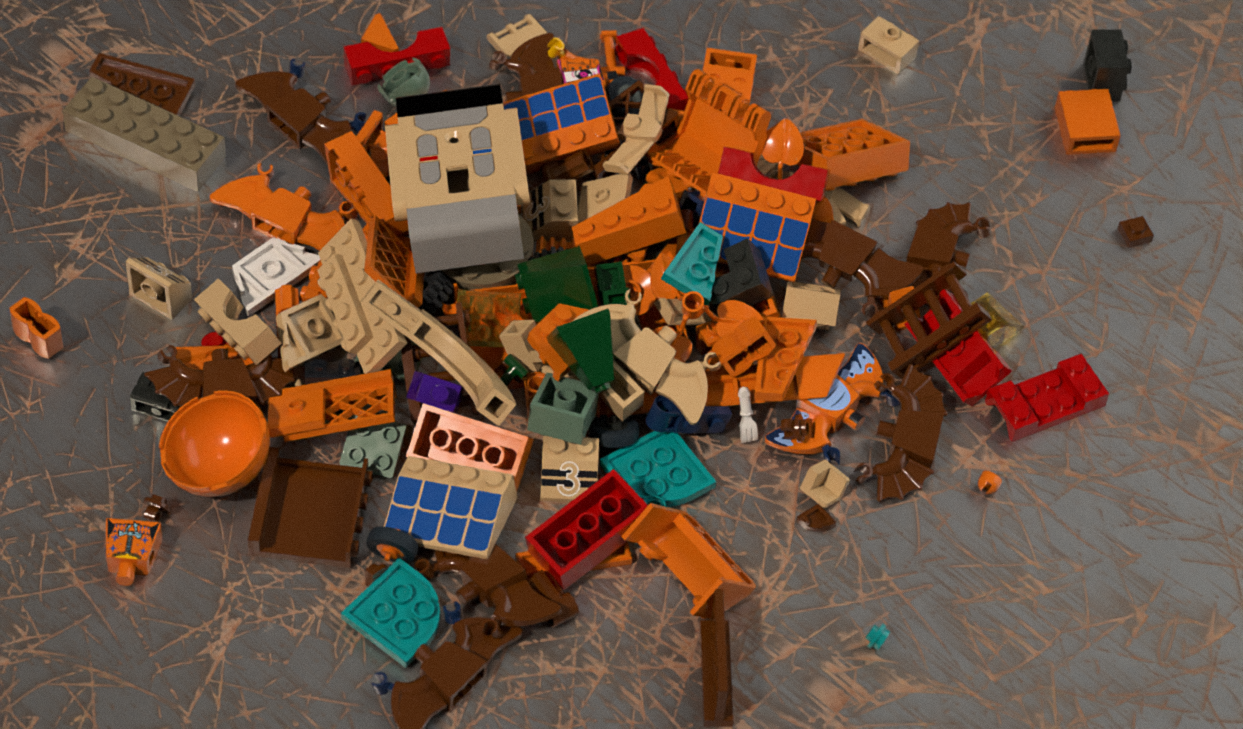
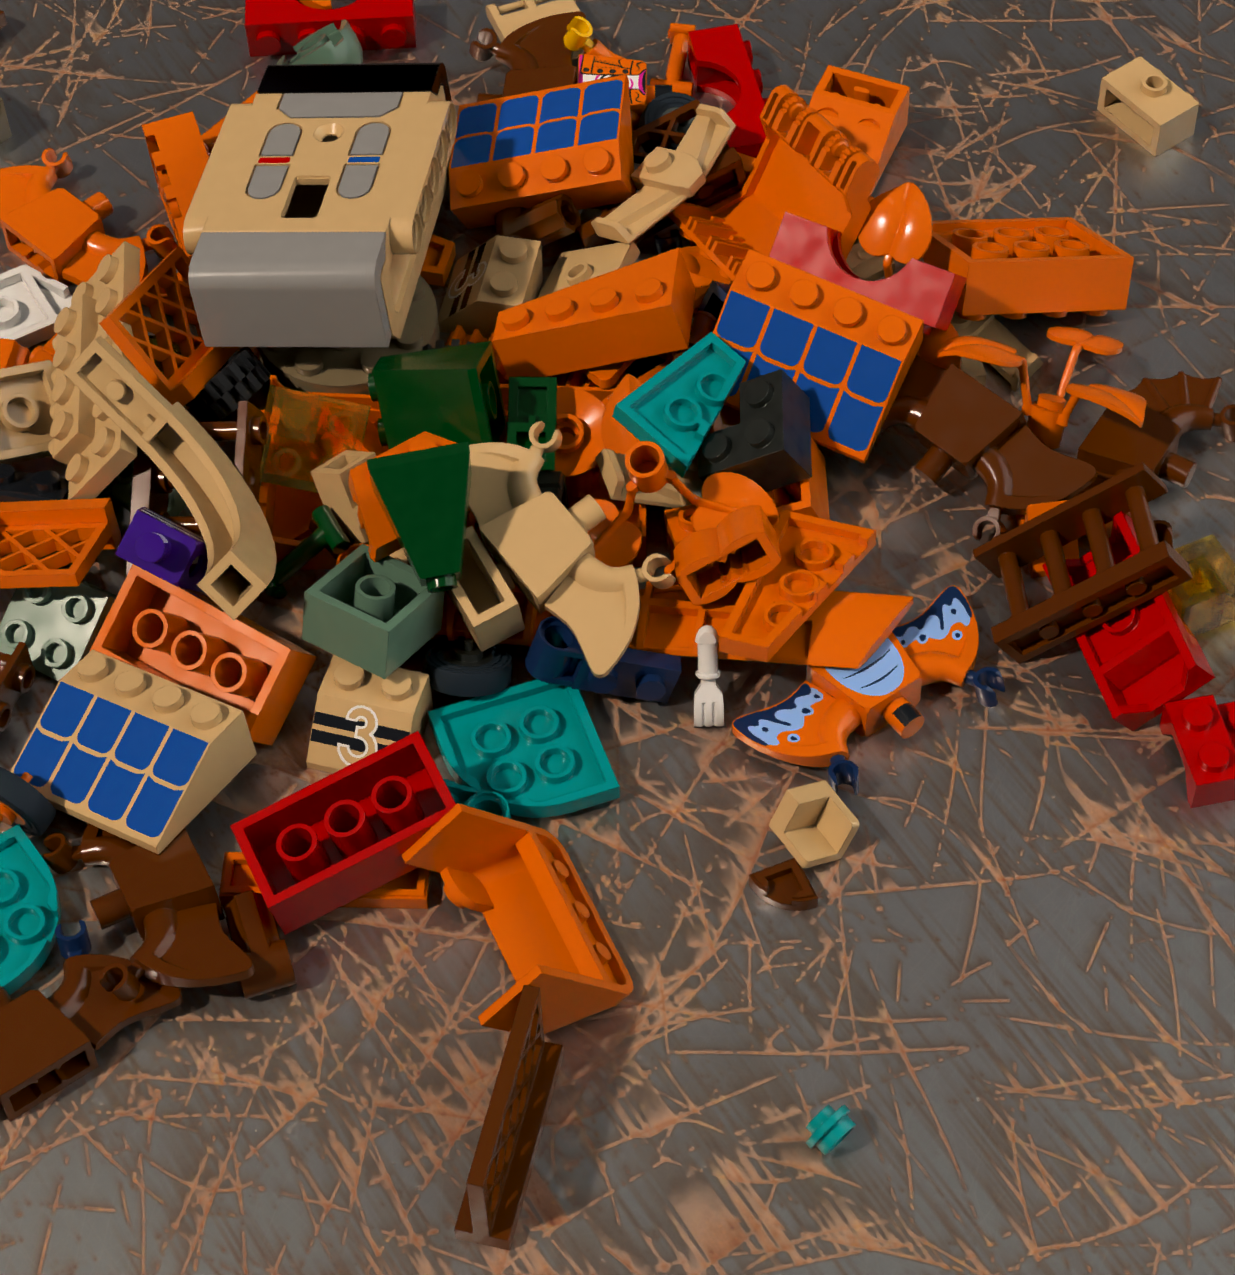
camera: 20 degrees right, 0 degrees up
(297, 112) = (136, 73): reddish brown torso -> none
(795, 428) = (787, 715): reddish brown plate -> none
(812, 302) = (888, 501): tan slope -> none
(884, 235) = (1049, 414): none -> orange plant
(912, 436) = (998, 768): reddish brown torso -> none
(989, 481) = (1125, 873): orange hinge -> none

